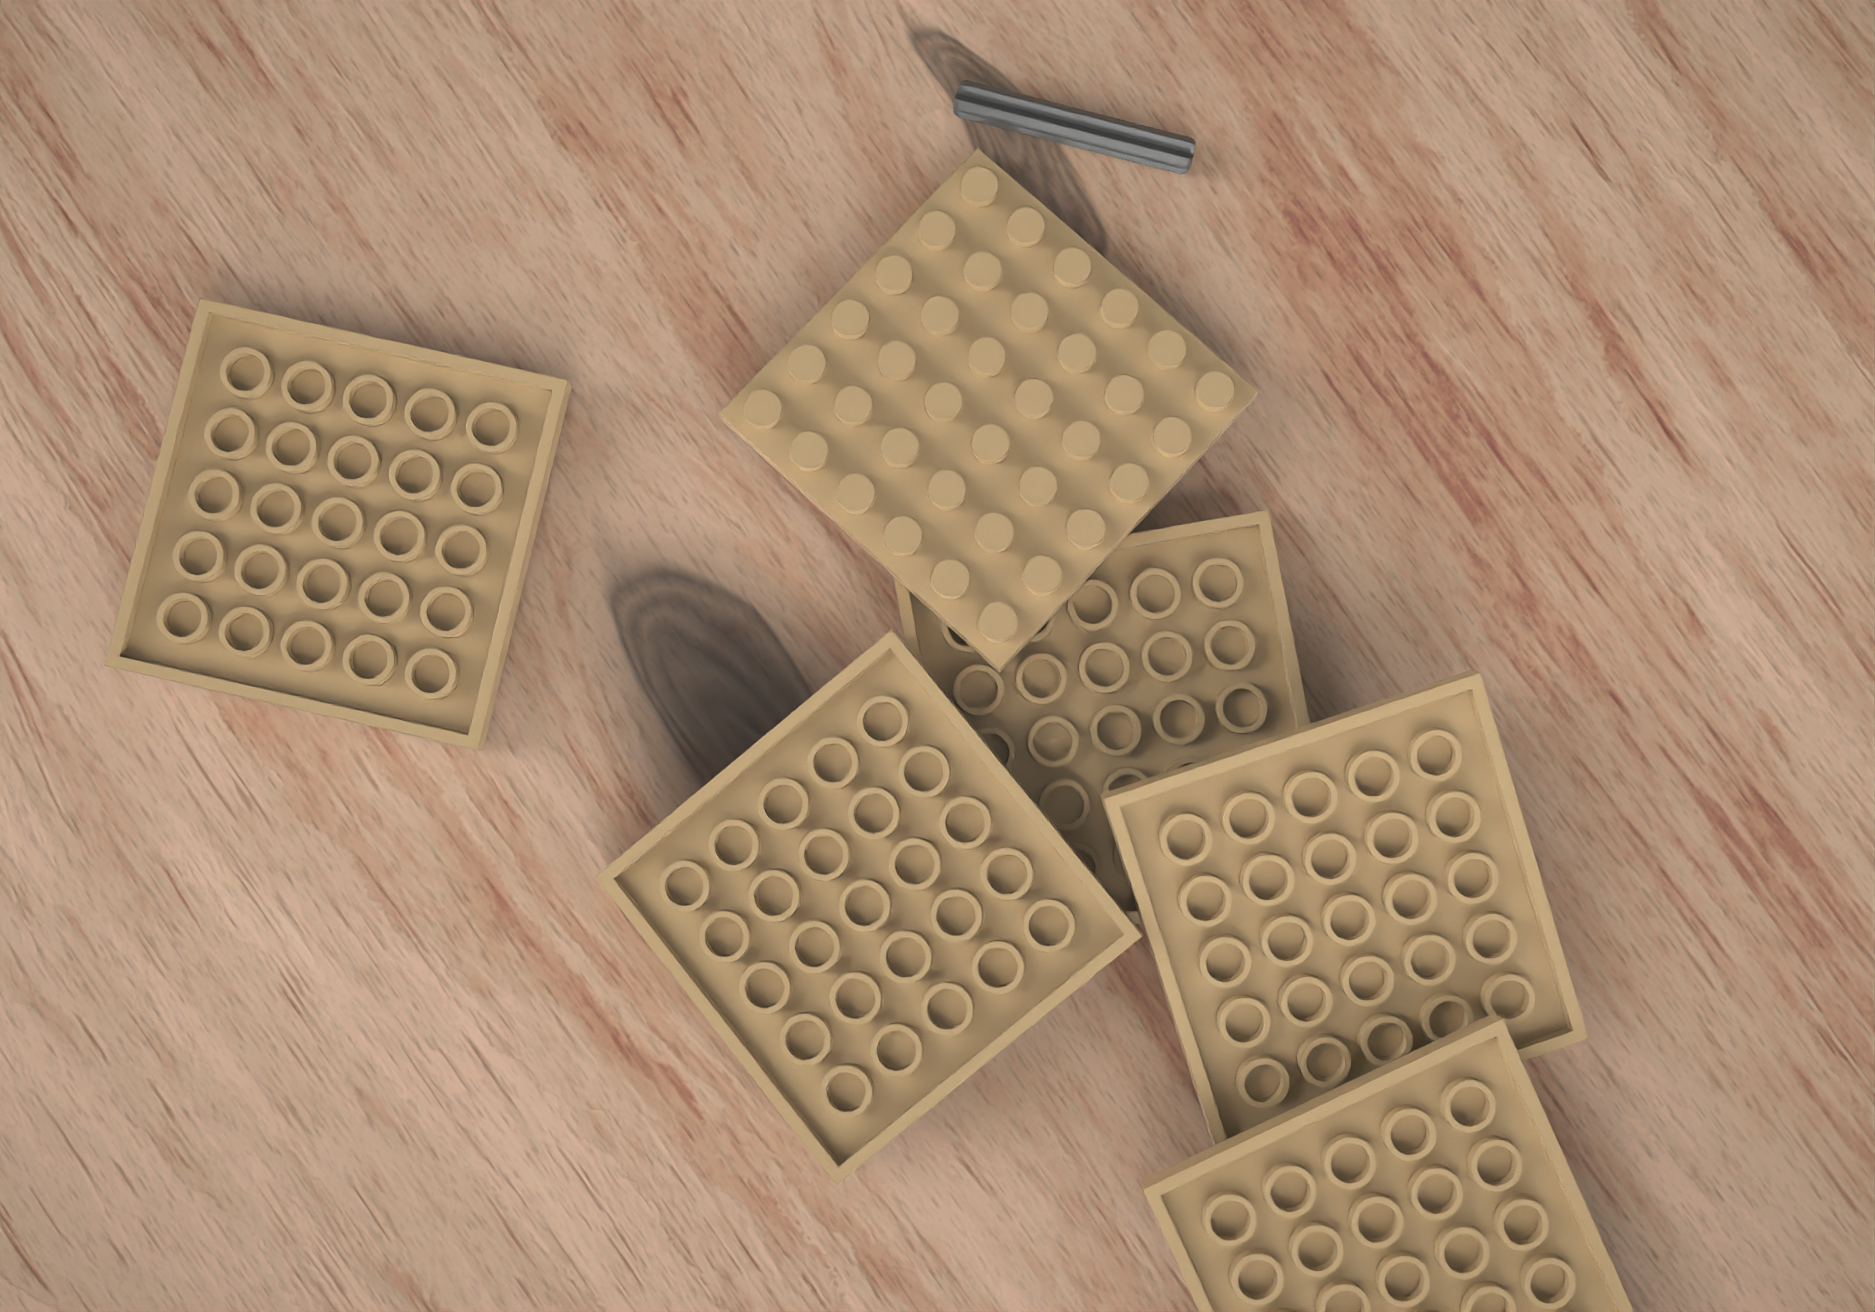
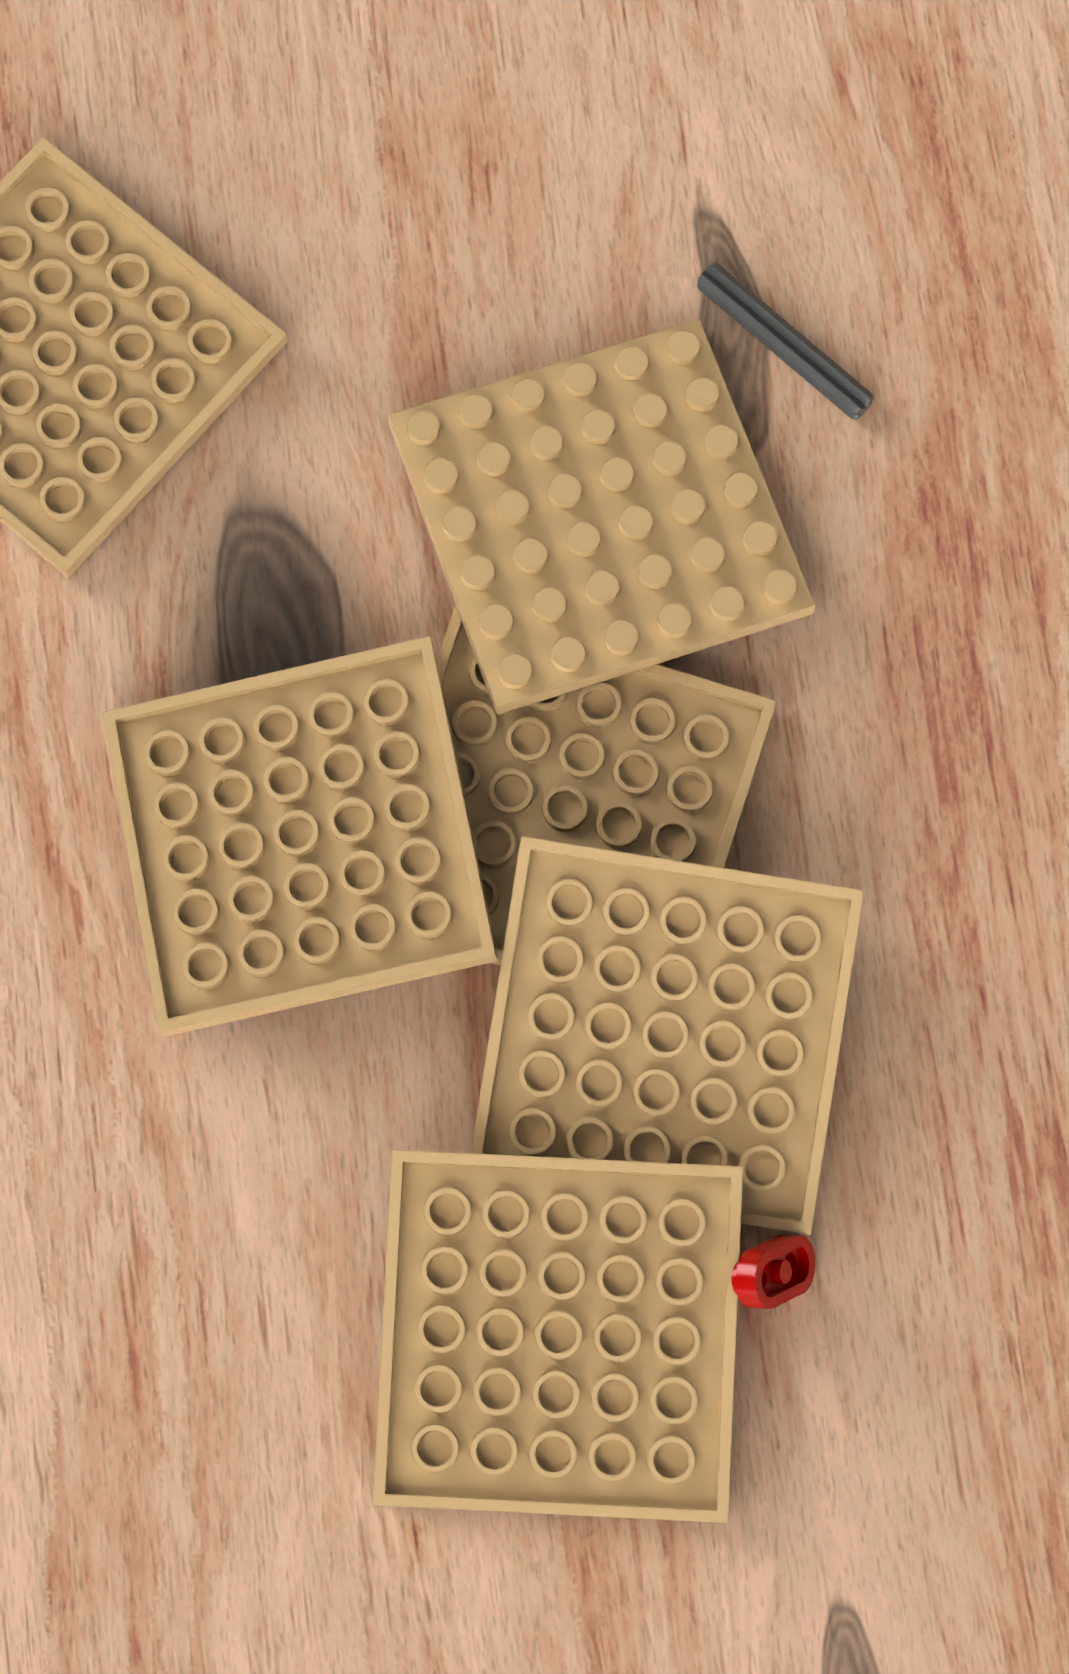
camera: 30 degrees right, 10 degrees down
(1579, 1102) = (774, 1272): none -> red plate

